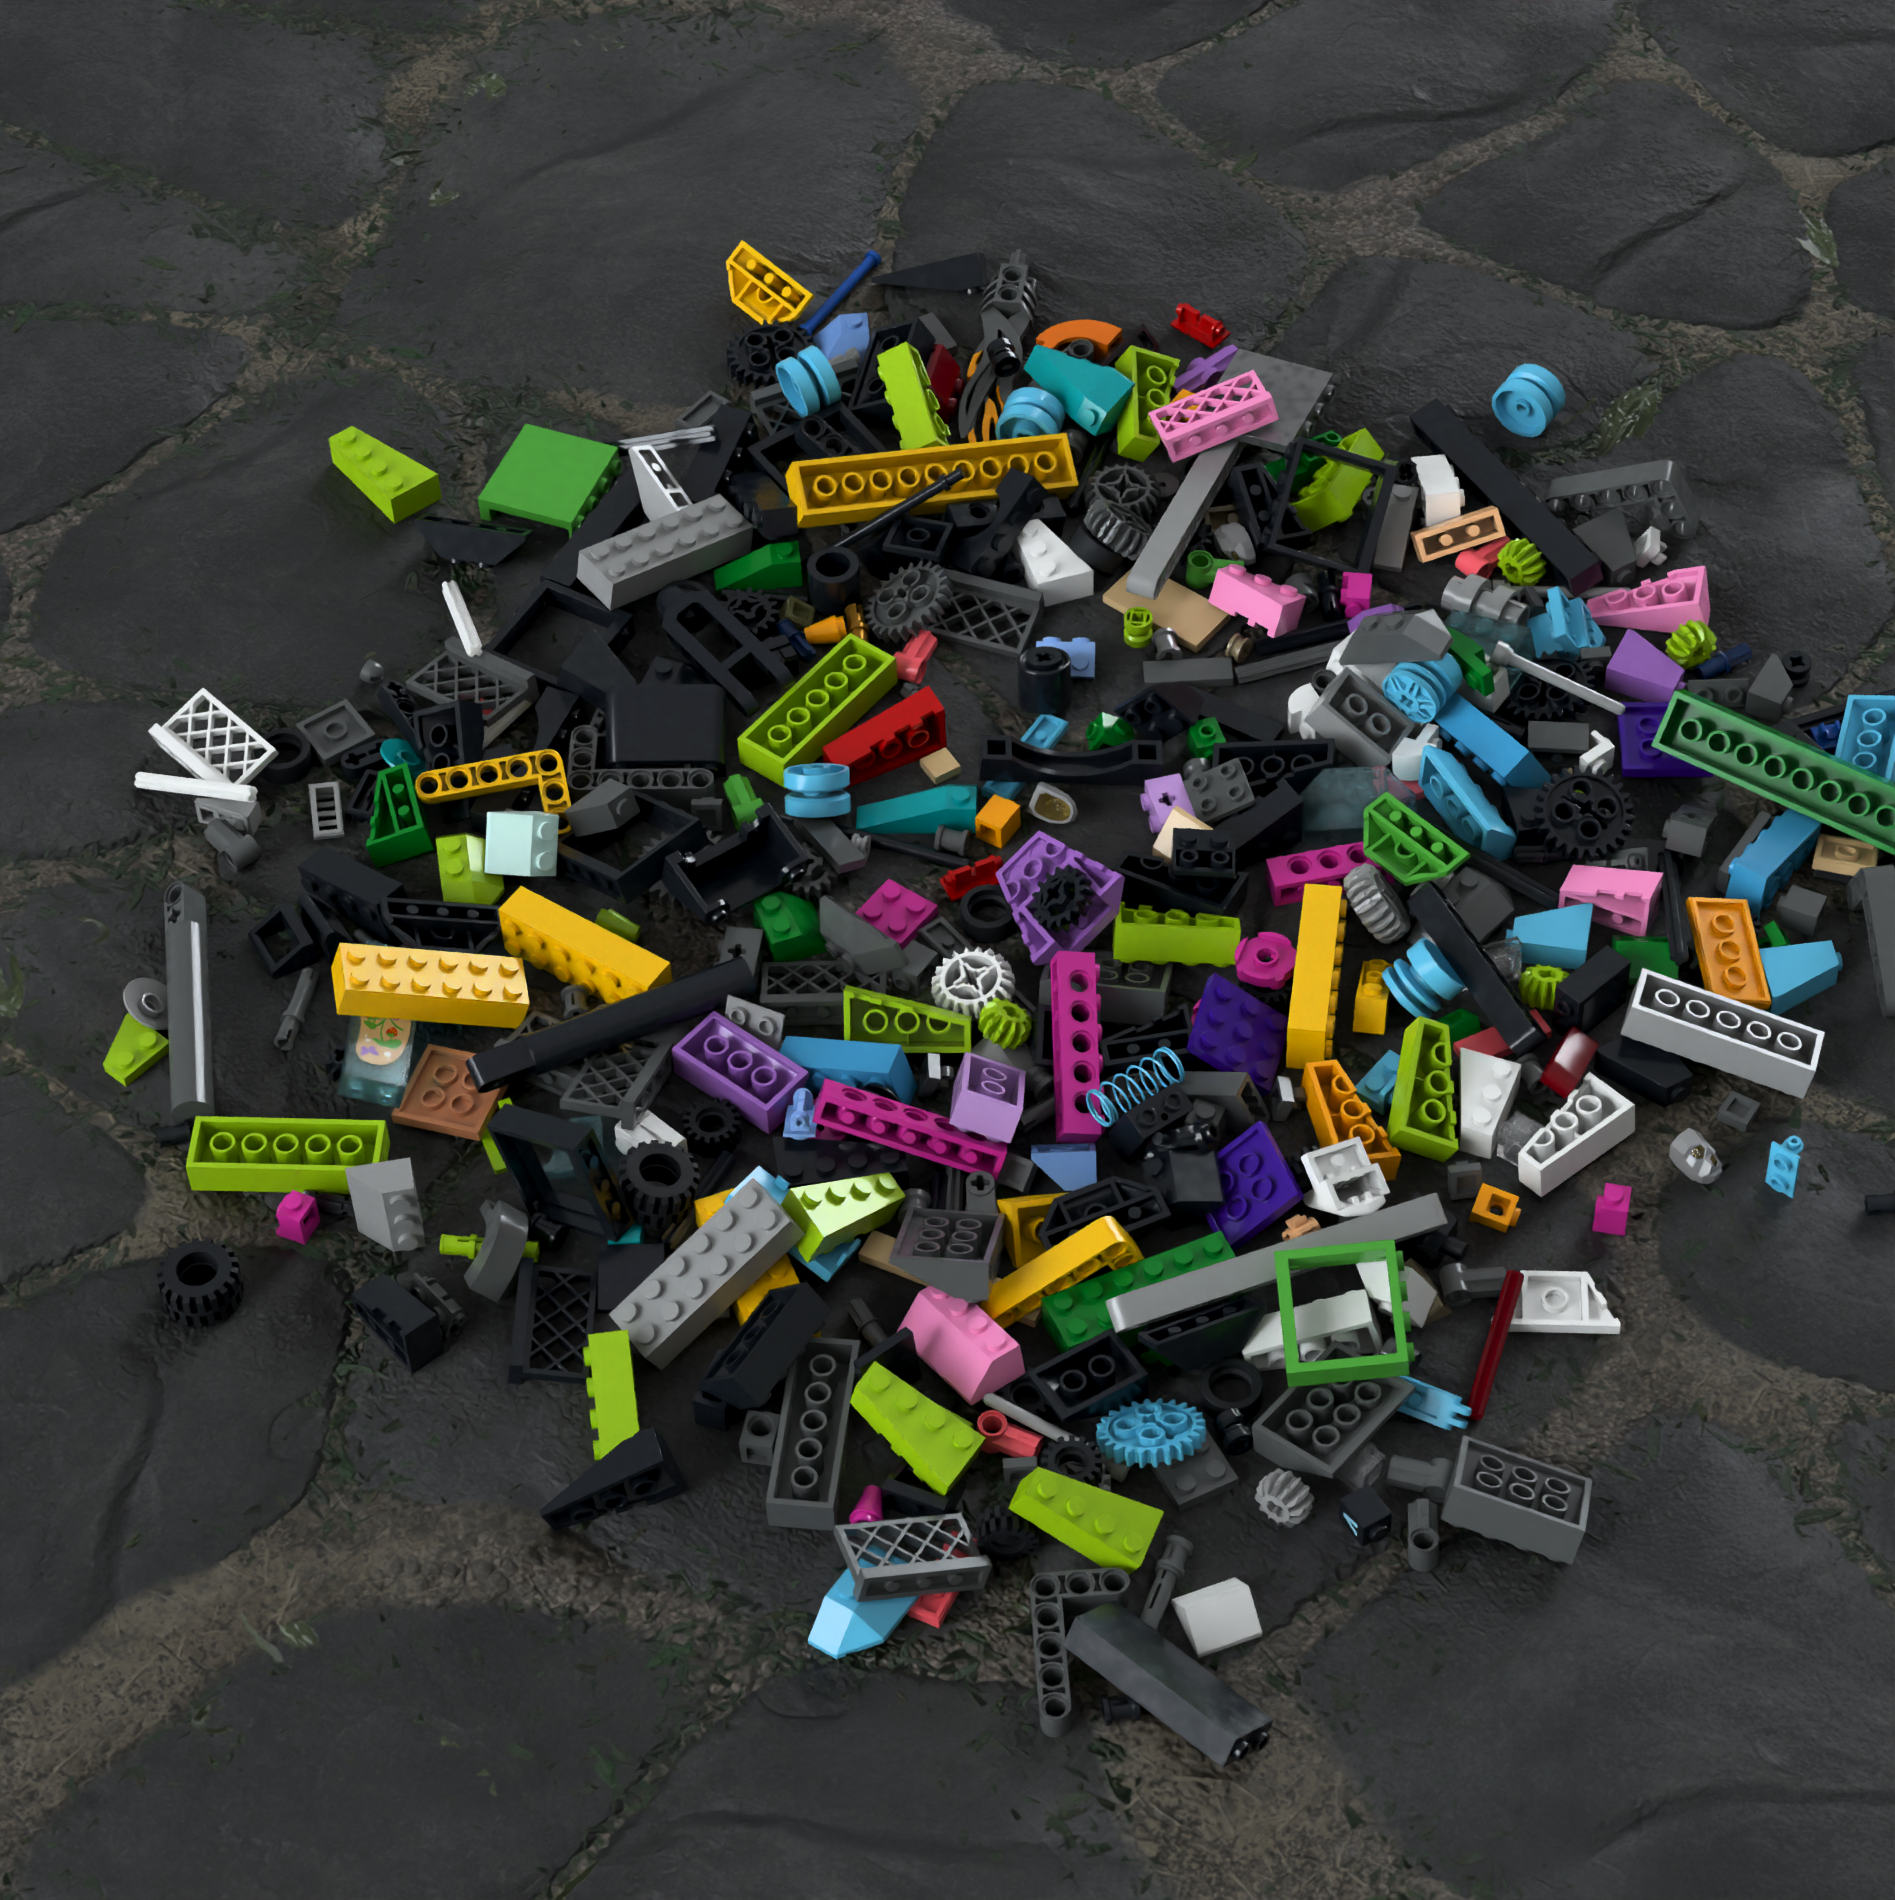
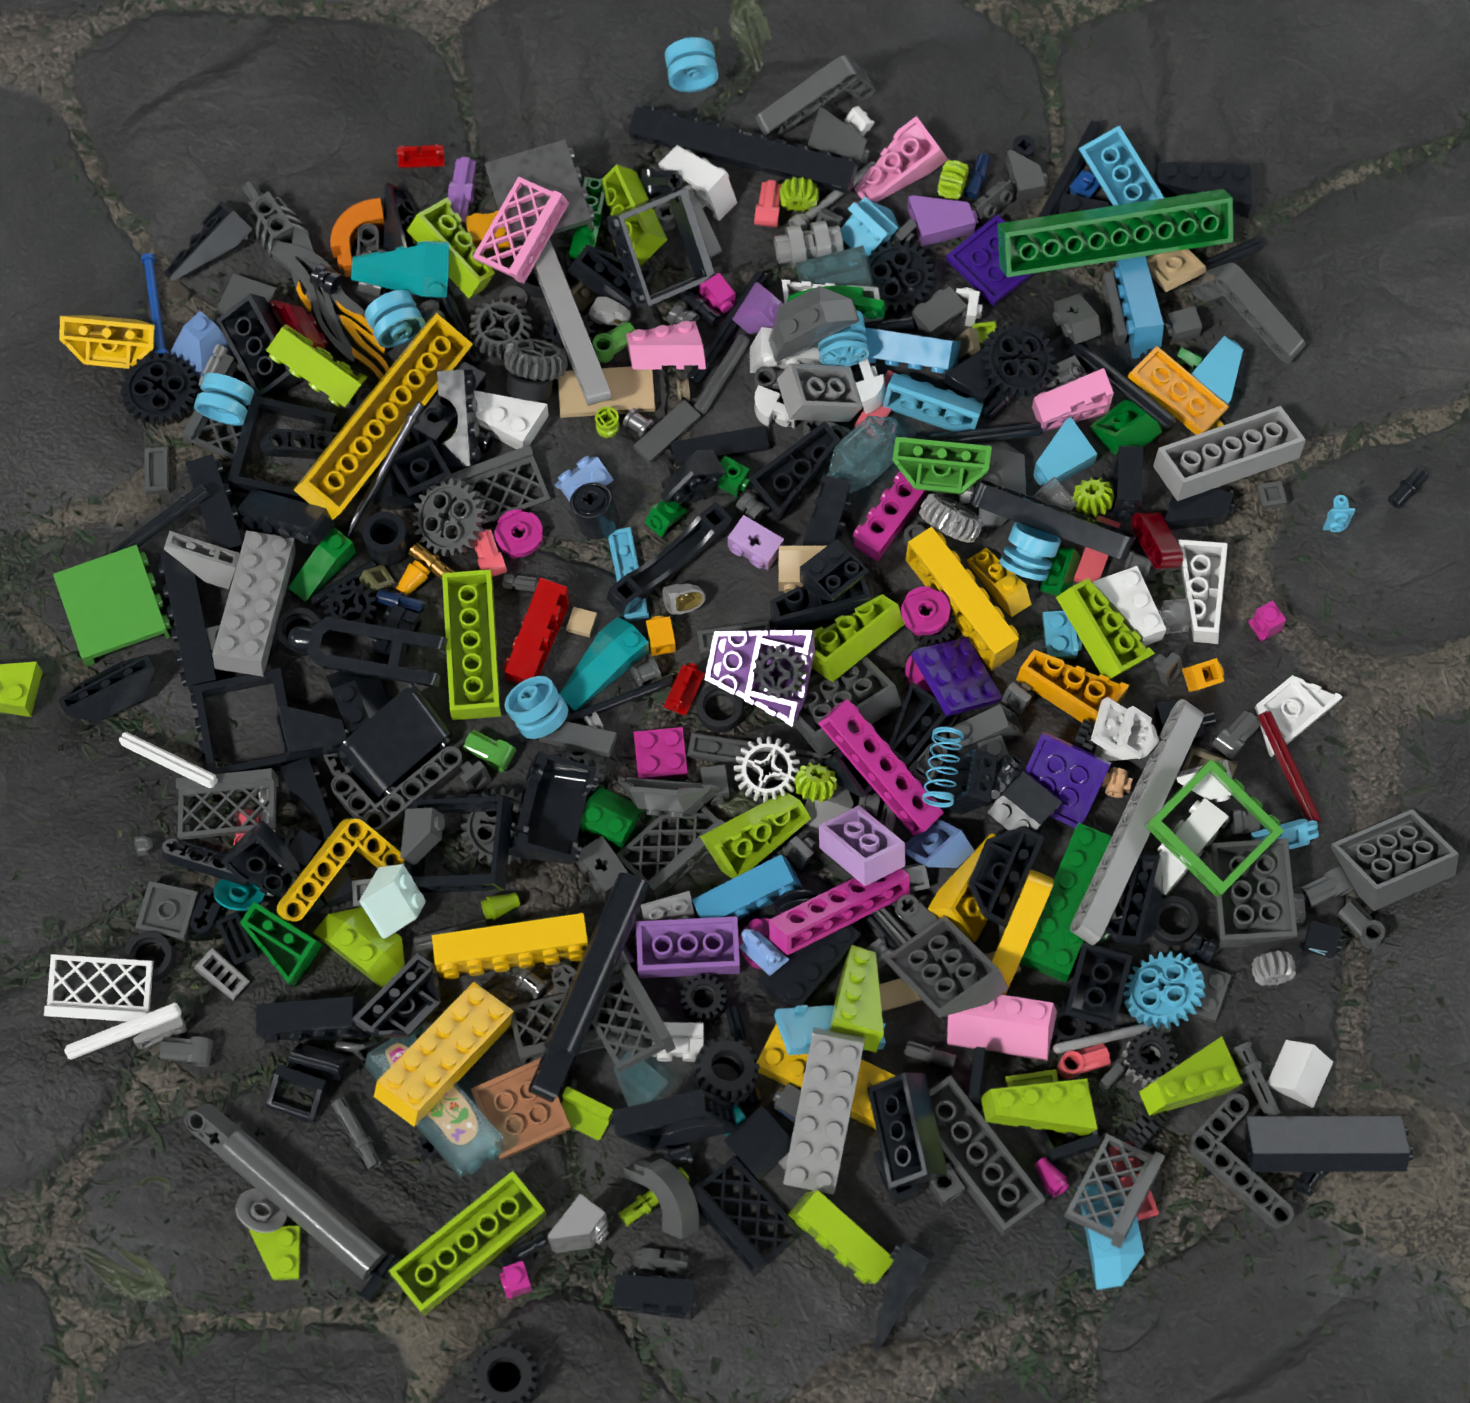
camera: 45 degrees left, 20 degrees up
(960, 673) = (515, 546): none -> dark pink plate
(1219, 792) = (786, 512): dark grey bracket -> none
(1457, 534) = (742, 202): light nougat brick -> none
(1504, 655) = (870, 279): light grey piece -> none
(1695, 1157) = (1277, 546): light grey rock -> none

